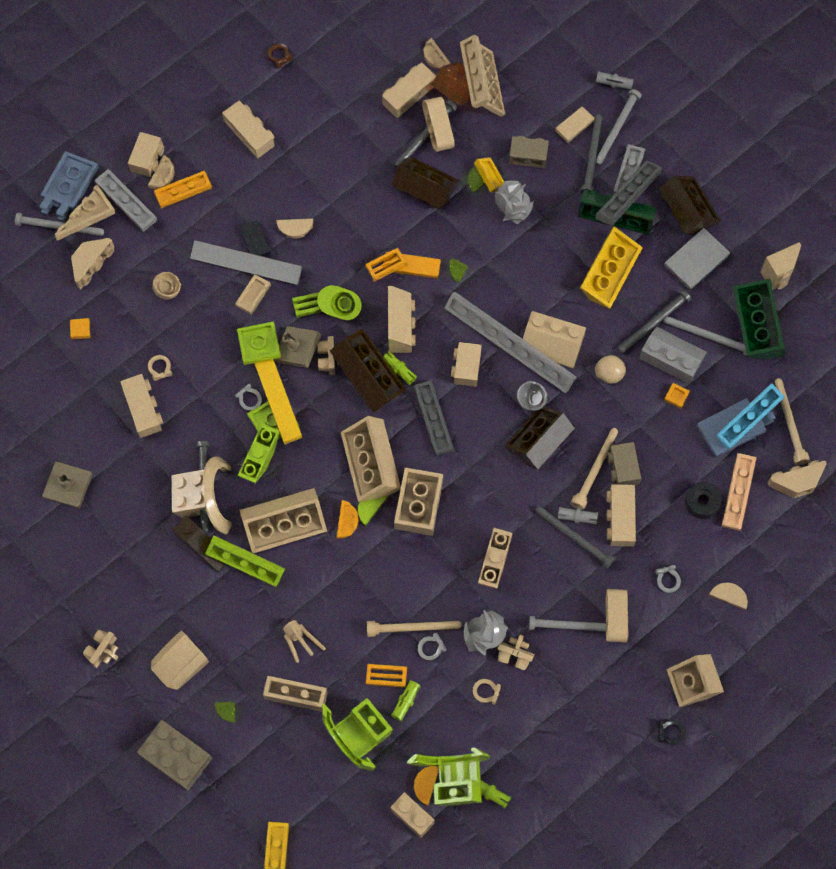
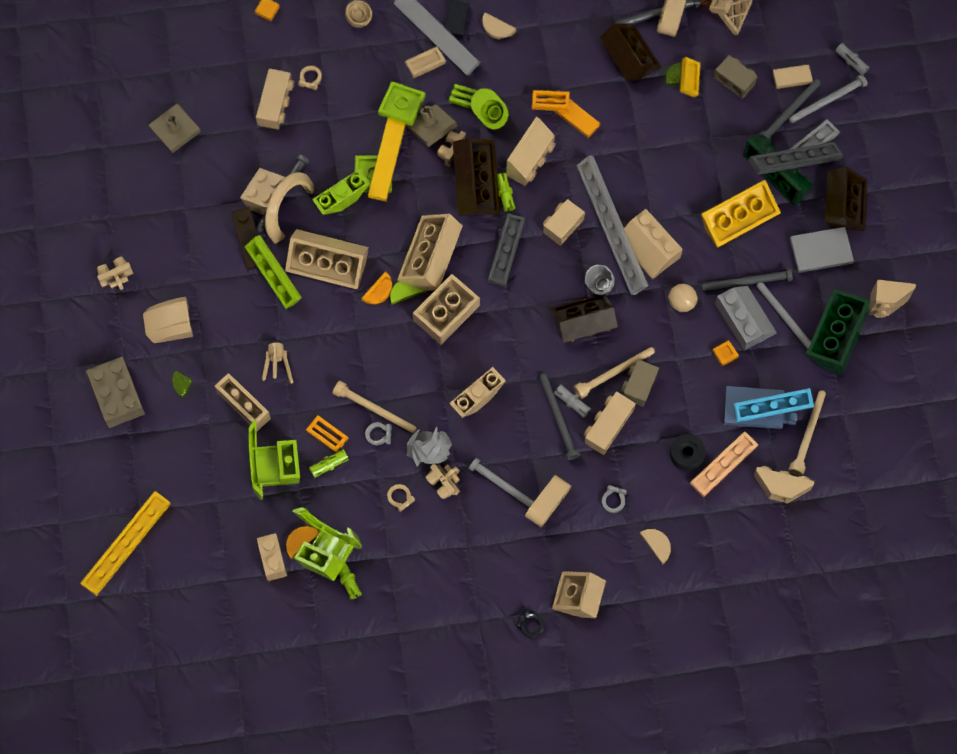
camera: 30 degrees right, 0 degrees up
(248, 388) = (358, 137): light grey piece -> none
(457, 269) = (609, 140): clear neon green tile -> none
(513, 201) = (692, 109): light grey hair -> none

